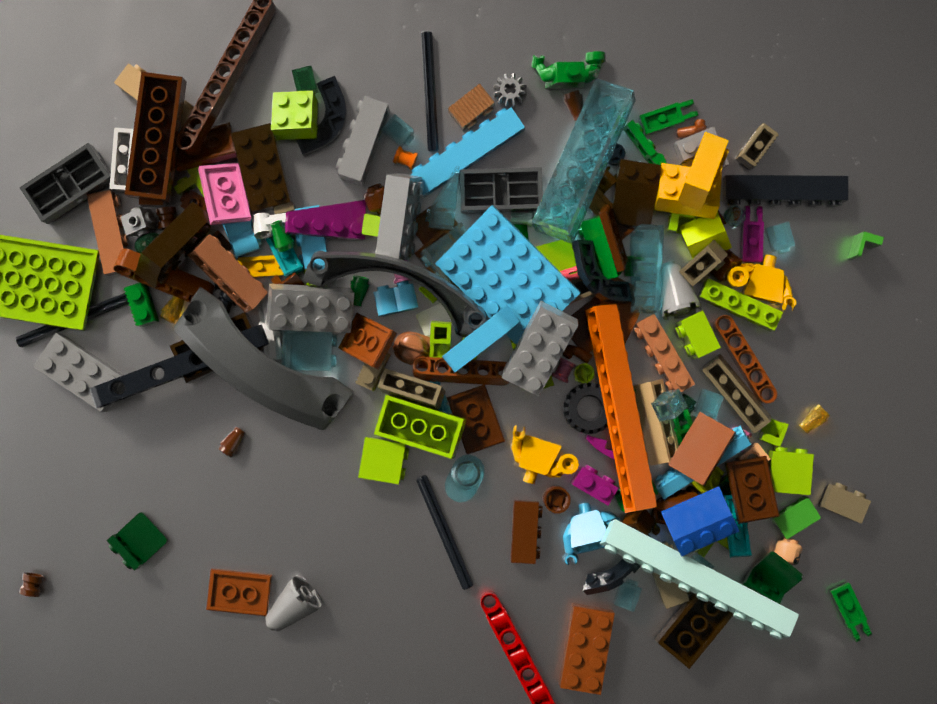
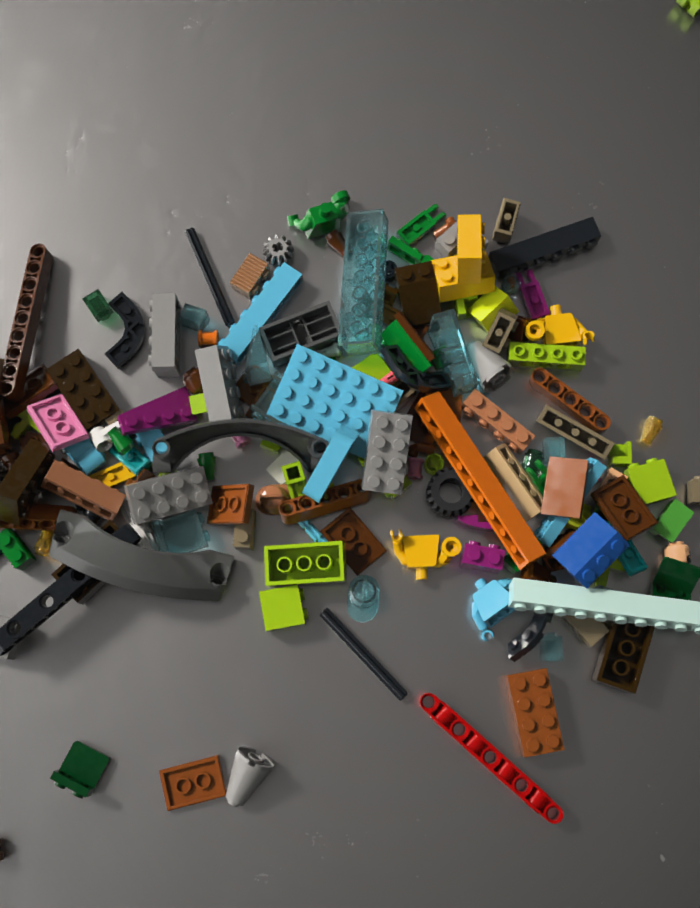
camera: 20 degrees left, 10 degrees down
(232, 442) = (138, 645): reddish brown cone -> none
(294, 115) = (97, 335): lime brick -> none
(395, 299) = (243, 461): medium azure brick -> none
(411, 389) = (285, 532): dark tan brick -> none
(525, 531) = (436, 624): reddish brown brick -> none
(556, 499) = (453, 584): reddish brown wheel -> none
(669, 405) = (520, 461): clear light blue brick -> none
(697, 335) = (519, 393): lime brick -> none
(780, 237) = (556, 288): clear light blue brick -> none
(864, 240) = (630, 263): bright green panel -> none

